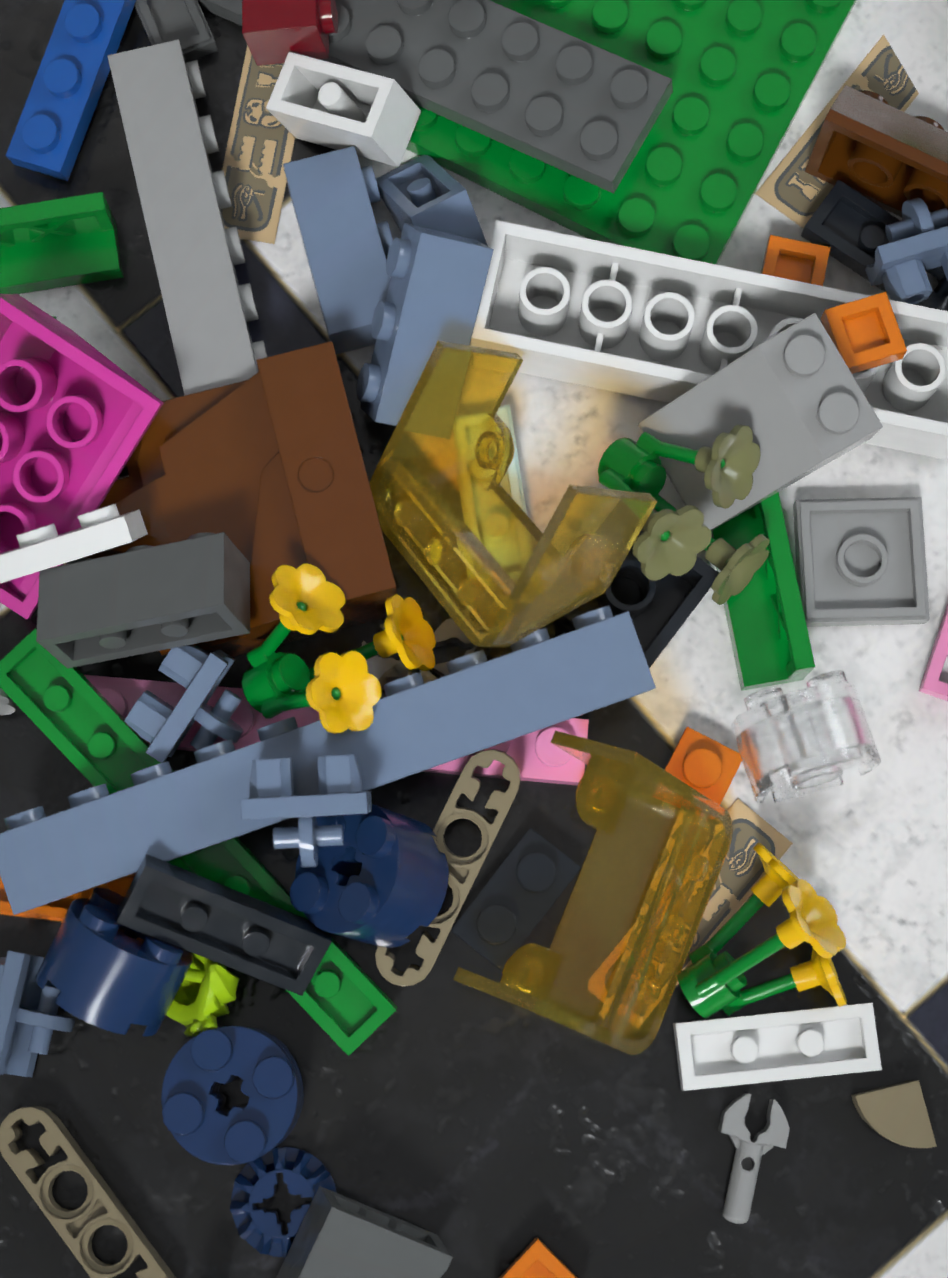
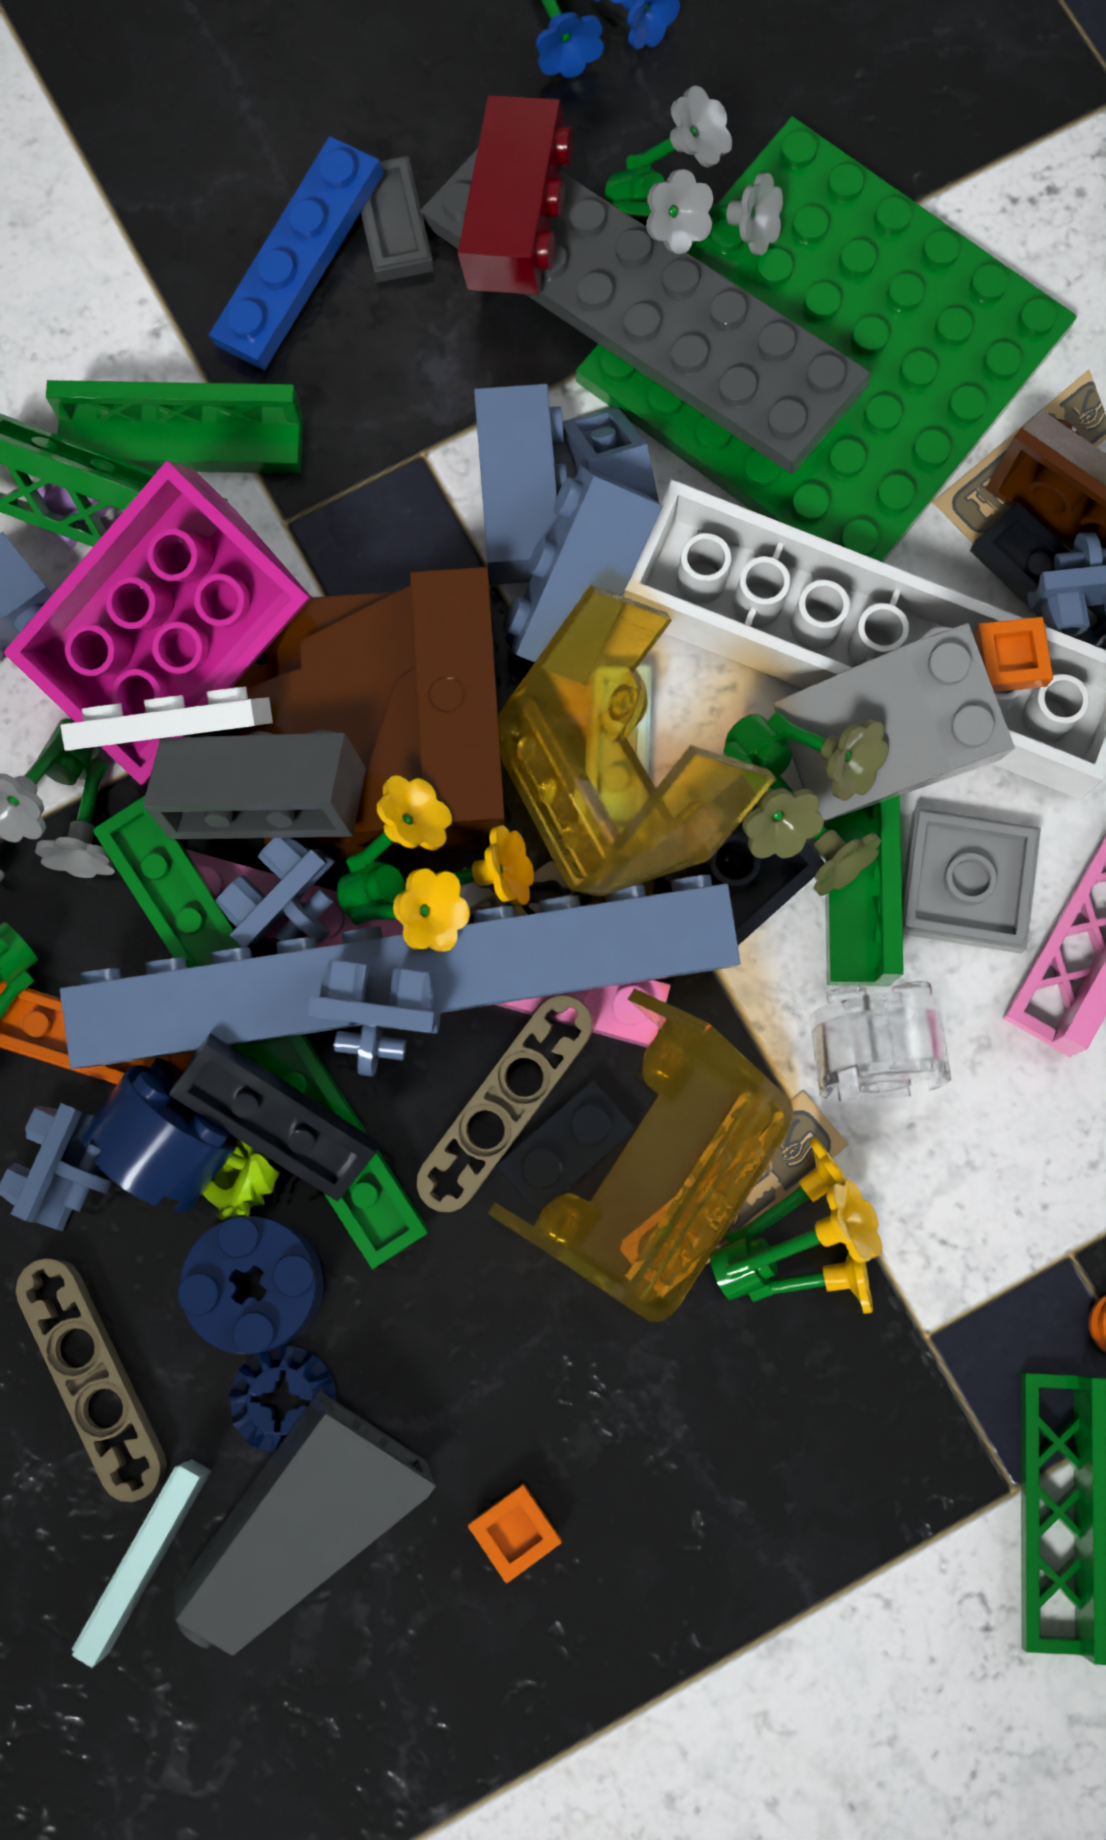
camera: 10 degrees right, 0 degrees up
(184, 216) = (370, 422): light grey brick -> none
(256, 156) = (455, 367): sticker -> none
(344, 108) = (544, 345): white brick -> none
(377, 882) = (431, 1103): dark blue brick -> none
(704, 764) = (776, 1050): orange plate -> none
(749, 1153) = (748, 1441): light grey bar -> none
(777, 1046) = (795, 1341): white plate -> none
(795, 260) = (960, 572): orange plate -> none
(897, 1114) = (902, 1431): dark tan tile -> none

